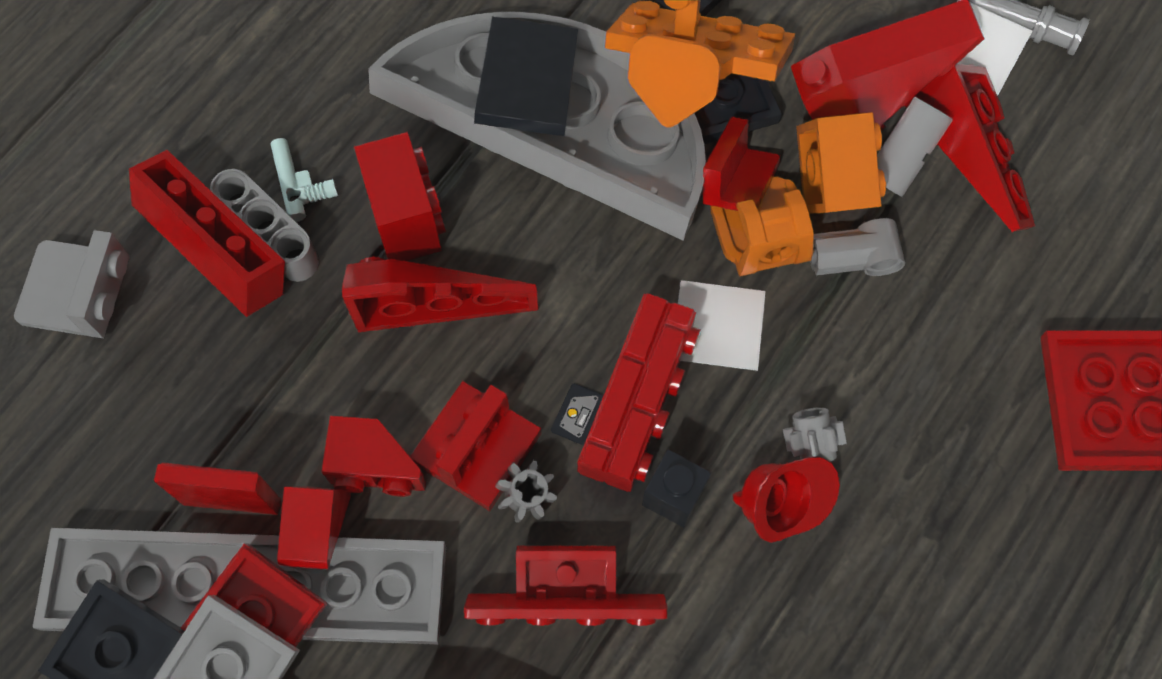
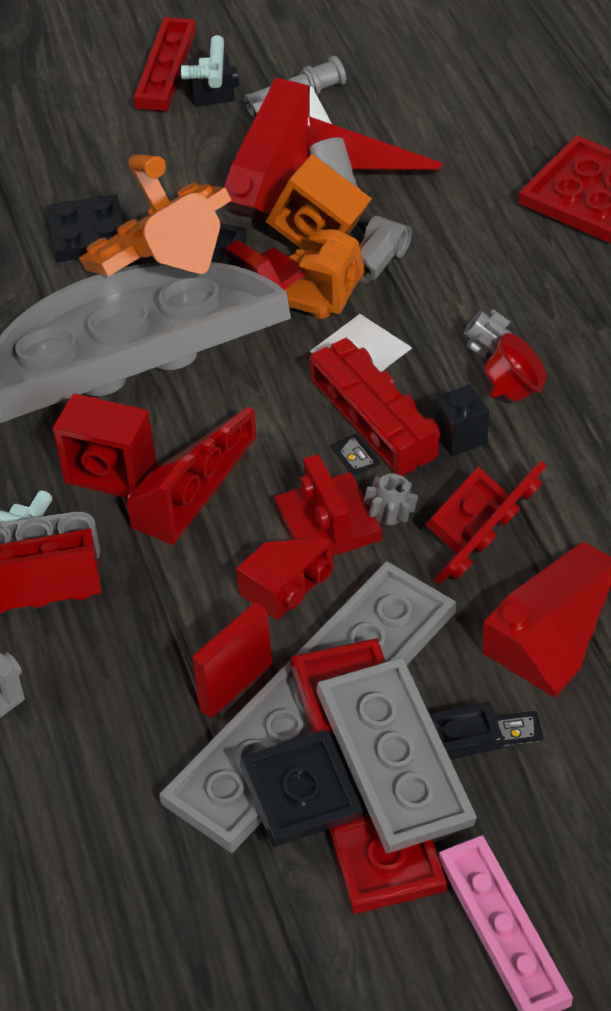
camera: 50 degrees left, 20 degrees down
(310, 525) = (306, 619): red slope -> none
(526, 76) = (91, 319): black tile -> none

